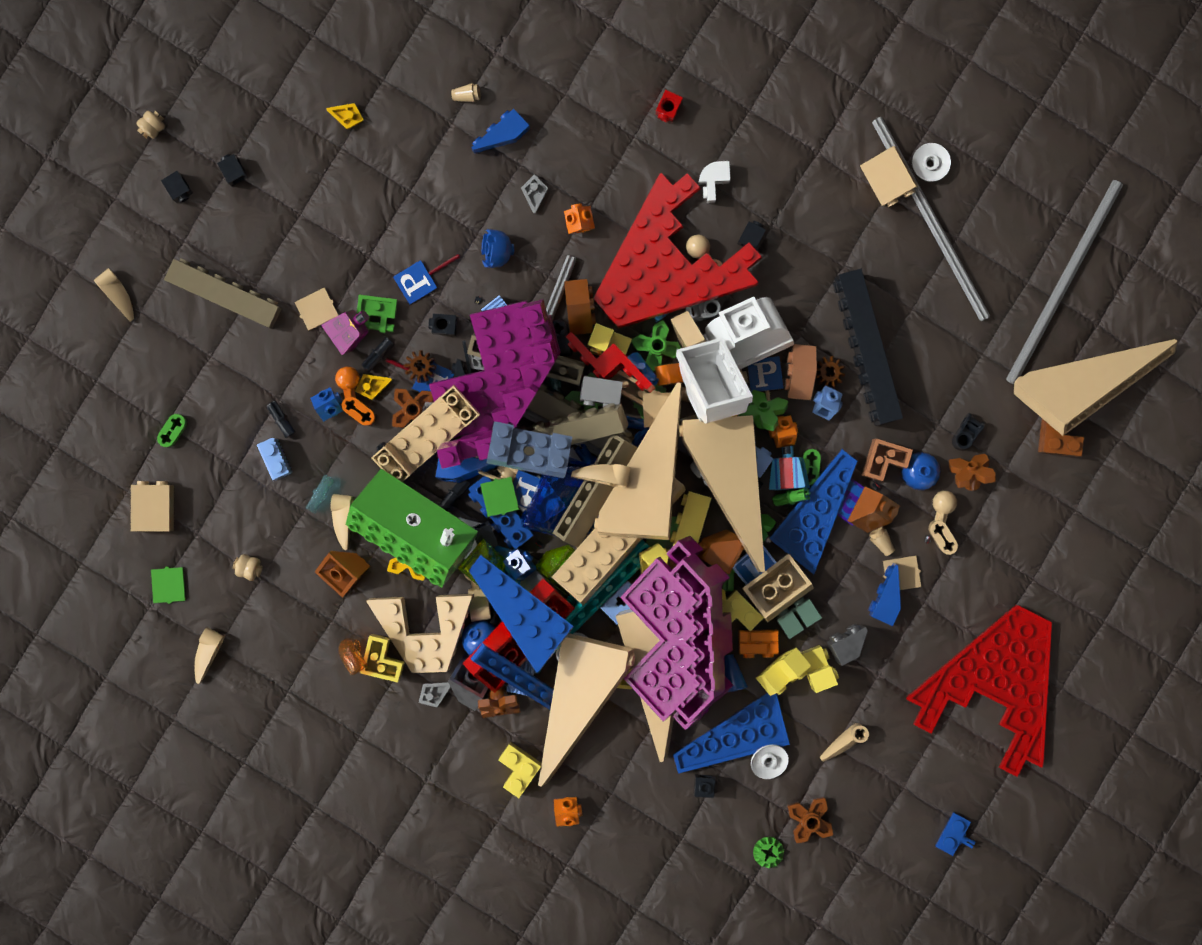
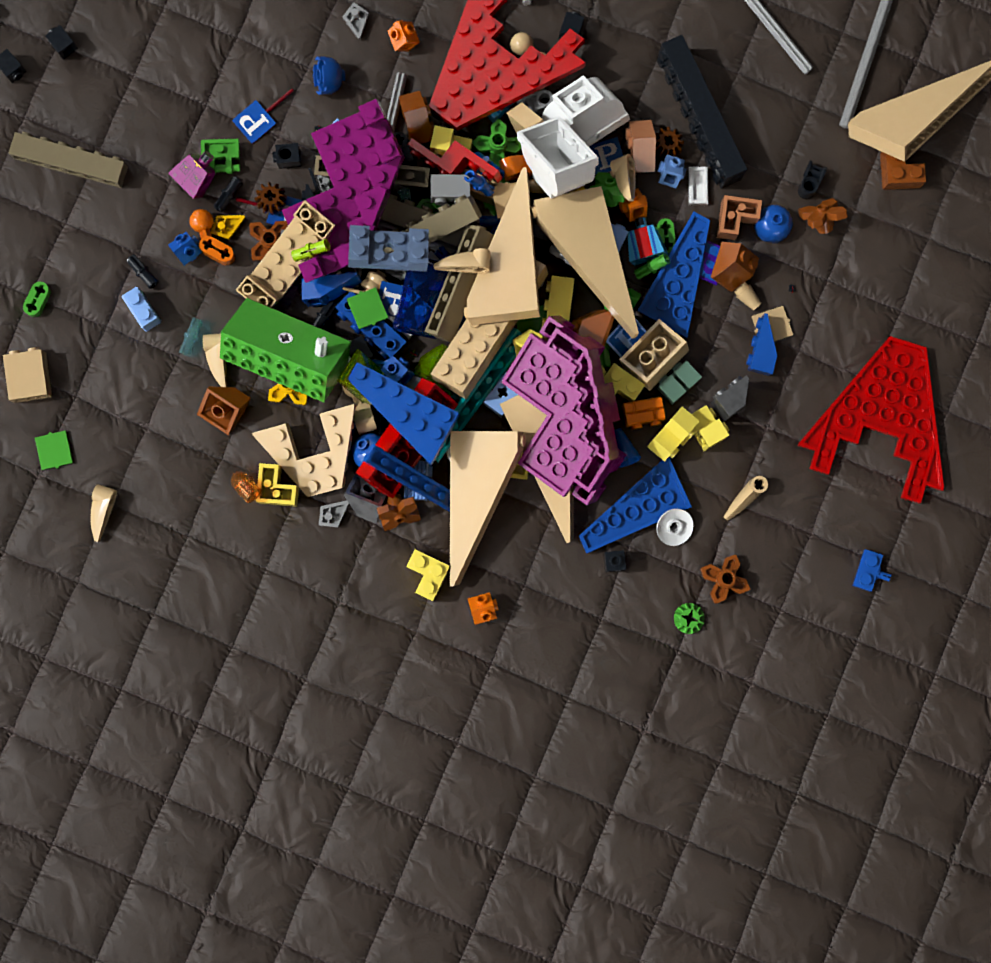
camera: 15 degrees left, 5 degrees down
(247, 567) = (129, 418): tan piece -> none
(316, 309) = (160, 161): tan piece -> none
(451, 434) = (321, 246): none -> lime pin
(631, 391) = (479, 183): none -> blue pin
(779, 402) = (625, 177): none -> tan piece
(852, 419) = (698, 185): none -> white tile
(944, 504) = (801, 250): tan beam -> none

